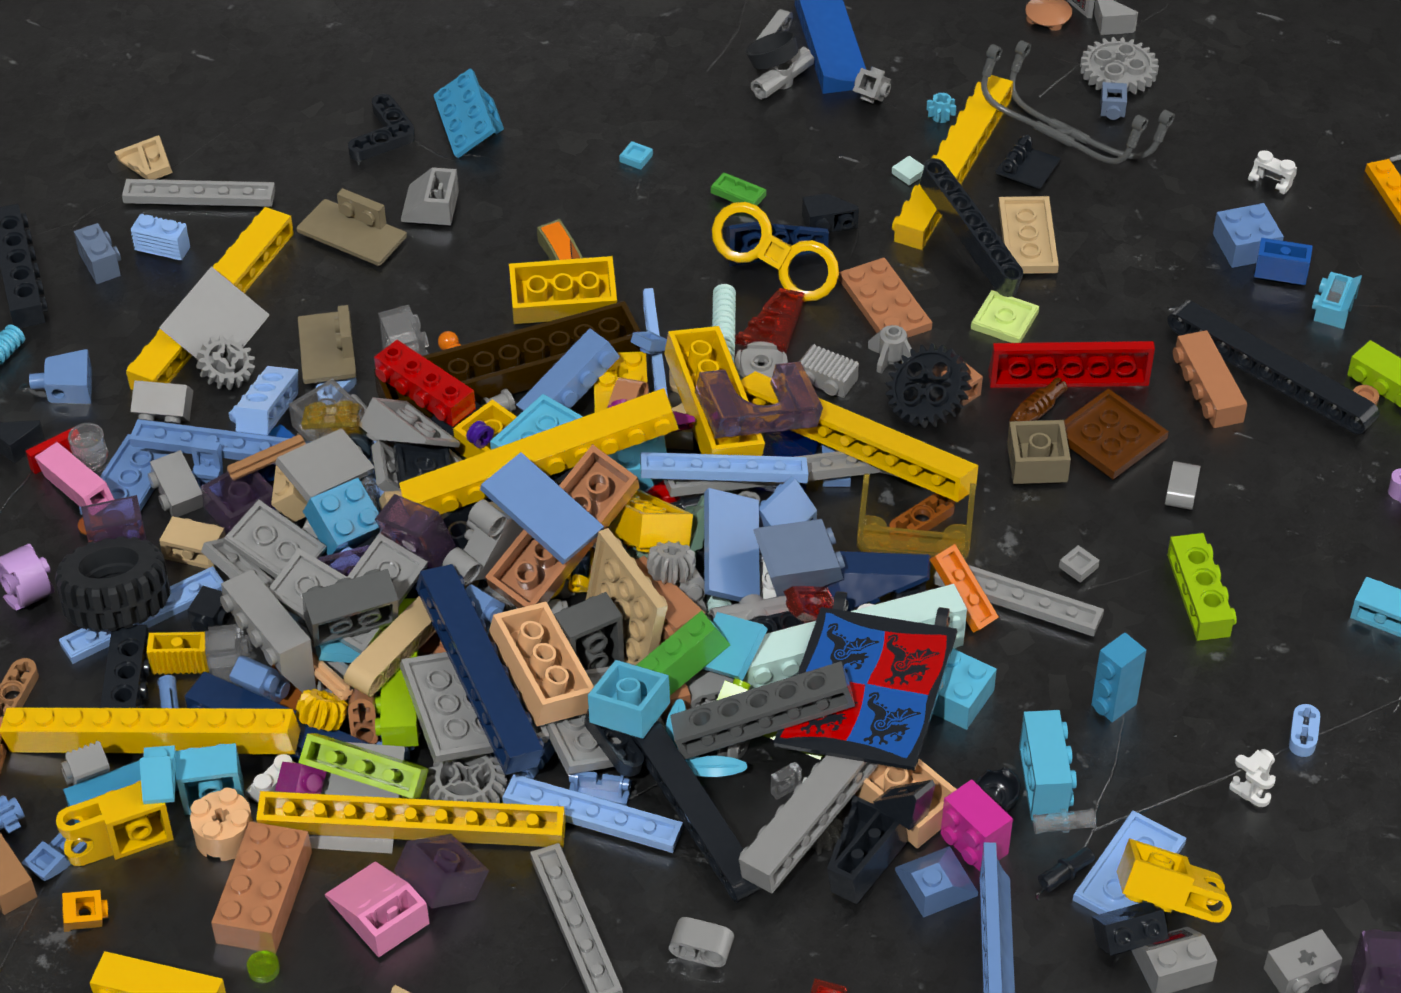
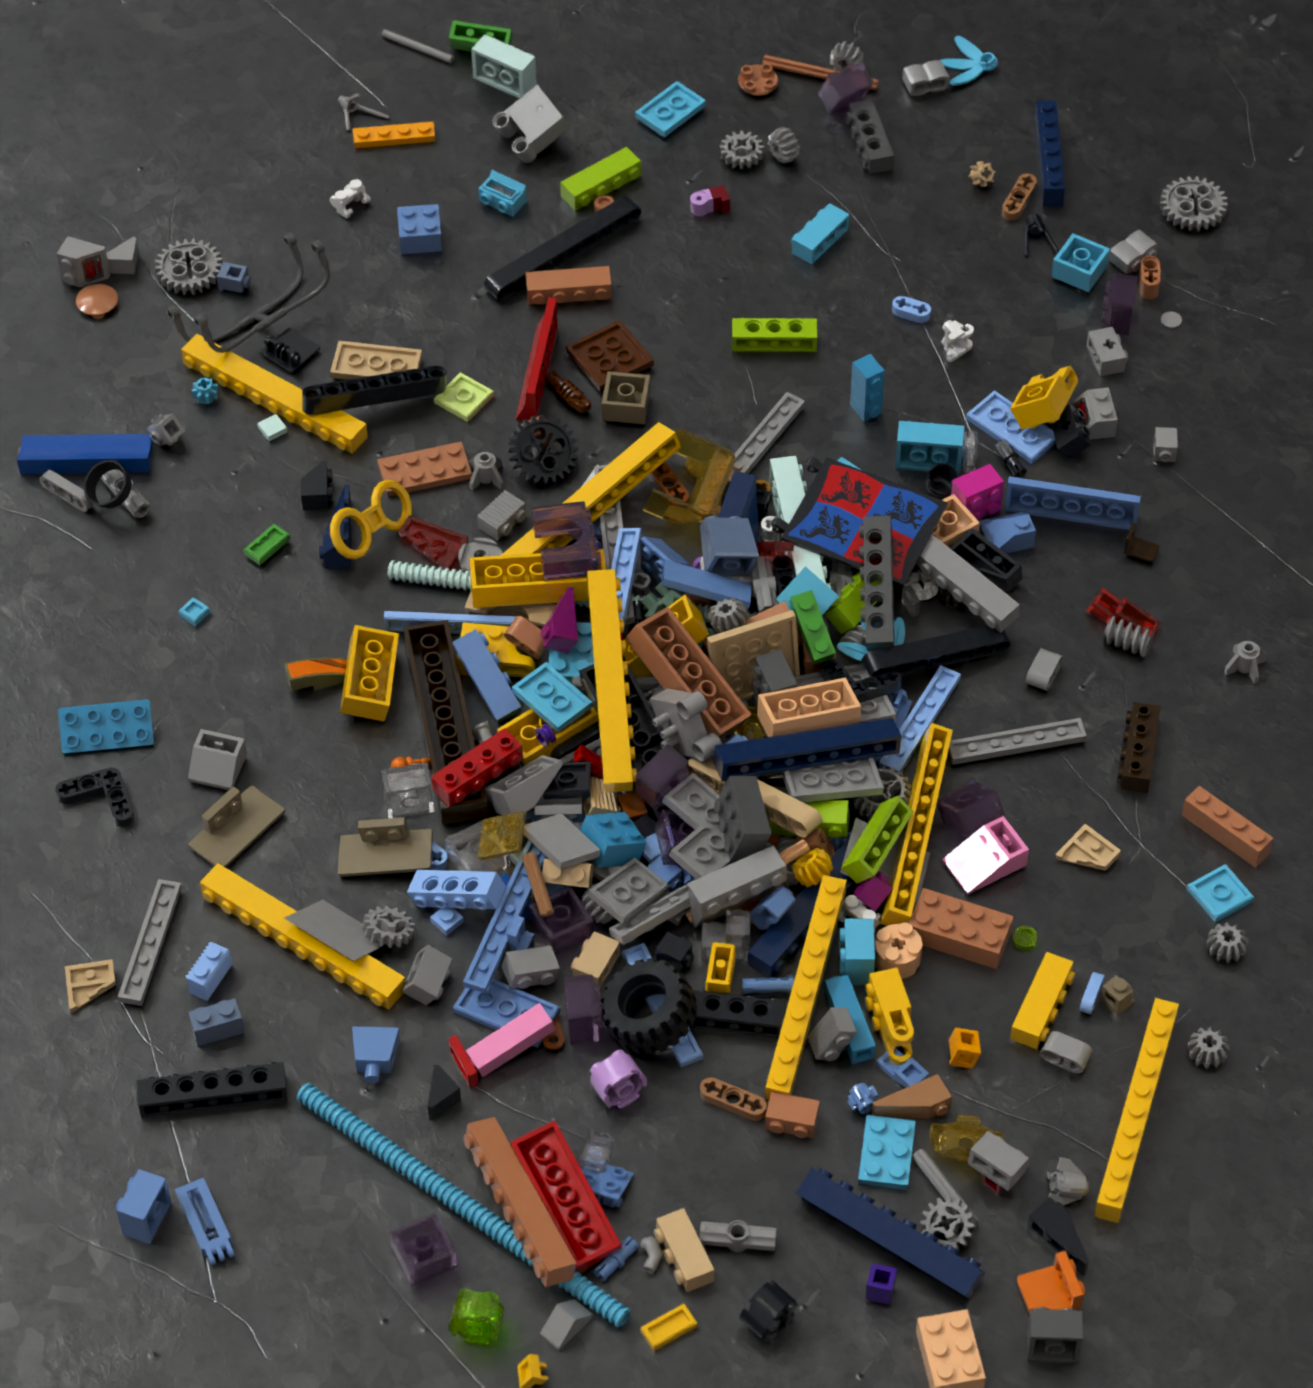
camera: 80 degrees left, 5 degrees up
(89, 446) = (470, 1028): clear wheel -> none
(158, 774) = (874, 966): medium azure slope -> none
(541, 508) = (685, 671): medium blue tile -> none
(629, 699) = (852, 658): medium azure brick -> none
(649, 342) = (458, 615): medium blue plate -> none
(907, 802) = (966, 518): black slope -> none
(954, 570) = (751, 462): orange plate -> none
(1079, 563) = (736, 399): light grey plate -> none
(1182, 485) = (673, 324): light grey beam -> none
(1283, 261) = (458, 213): blue brick -> none

